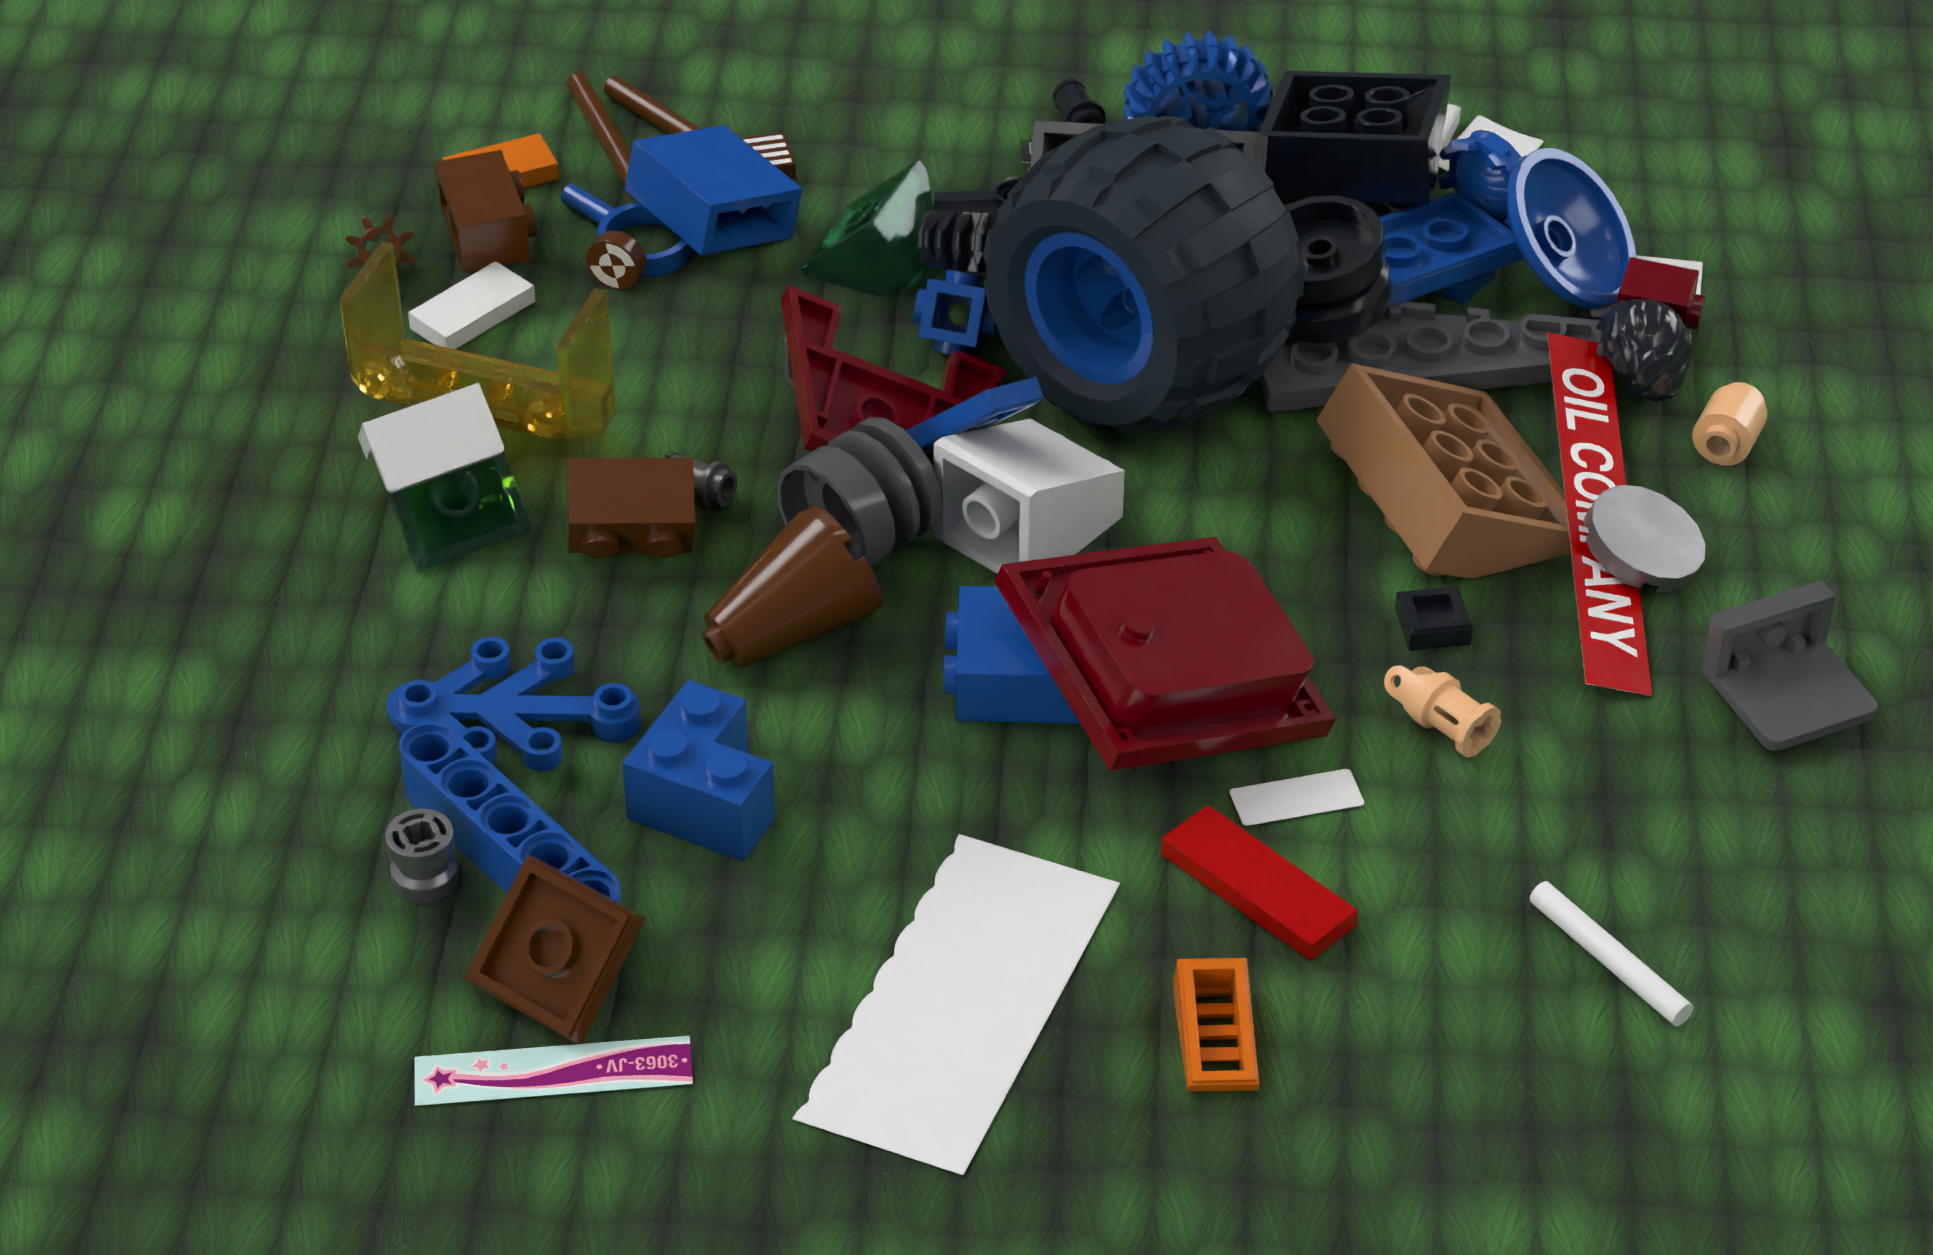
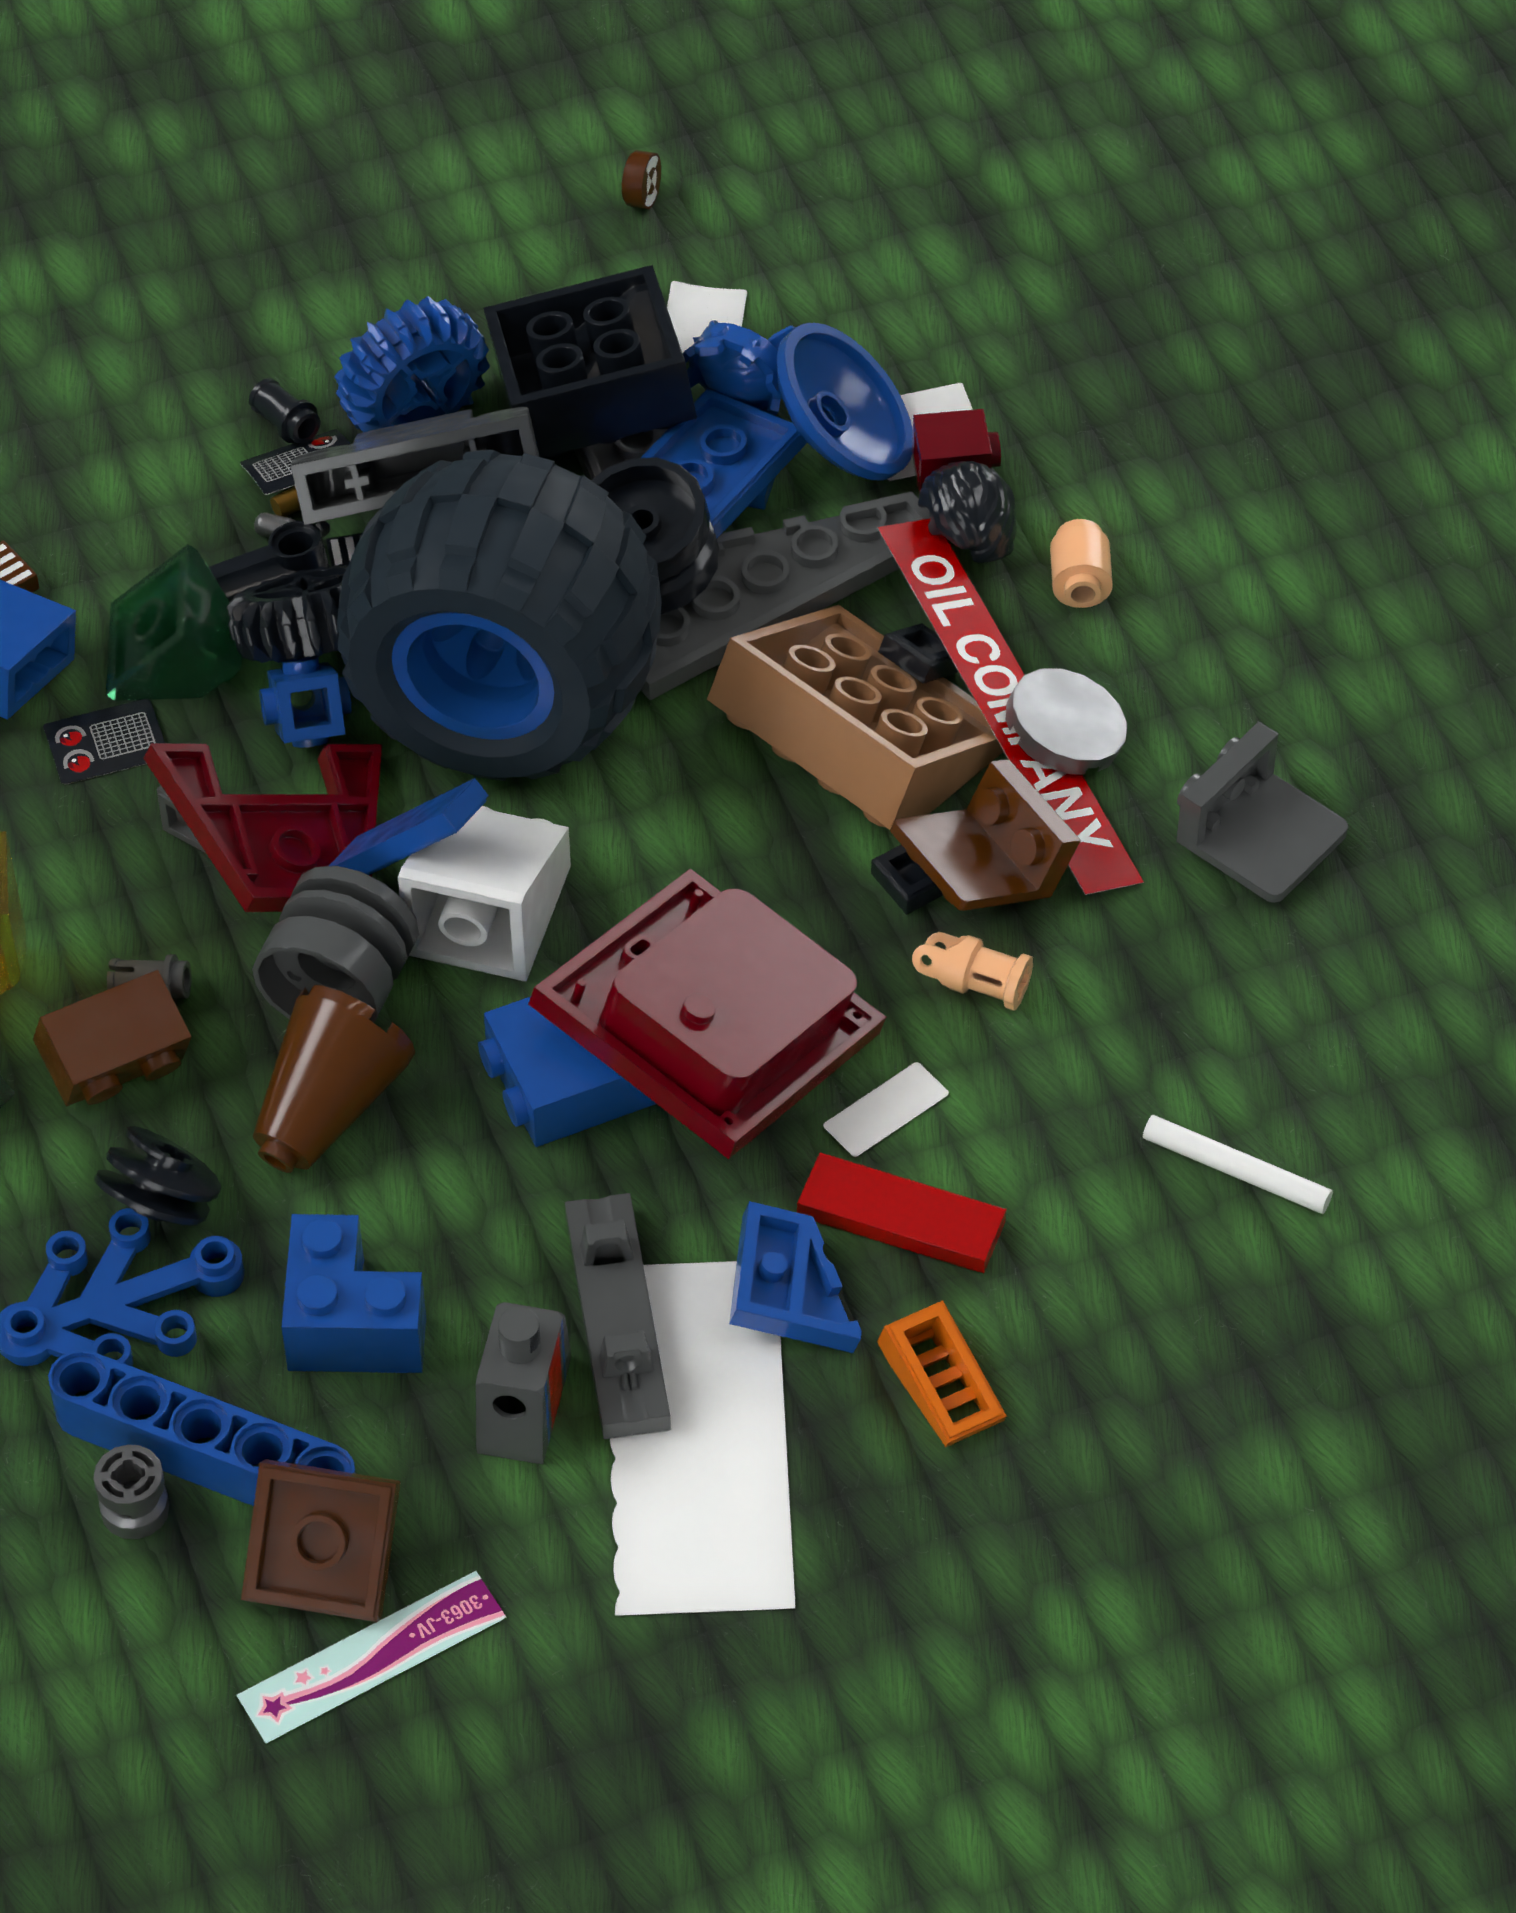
camera: 25 degrees left, 10 degrees up
(601, 627) = (165, 1183): none -> black piece
(758, 299) = (103, 740): none -> black sticker
(814, 884) = (523, 1359): none -> dark grey torso
(941, 875) = (617, 1316): none -> dark grey hinge
(1113, 897) = (788, 1282): none -> blue wing
(1492, 31) = (641, 179): none -> reddish brown tile
(1518, 621) = (996, 850): none -> reddish brown bracket
(1533, 445) = (918, 653): none -> black tile

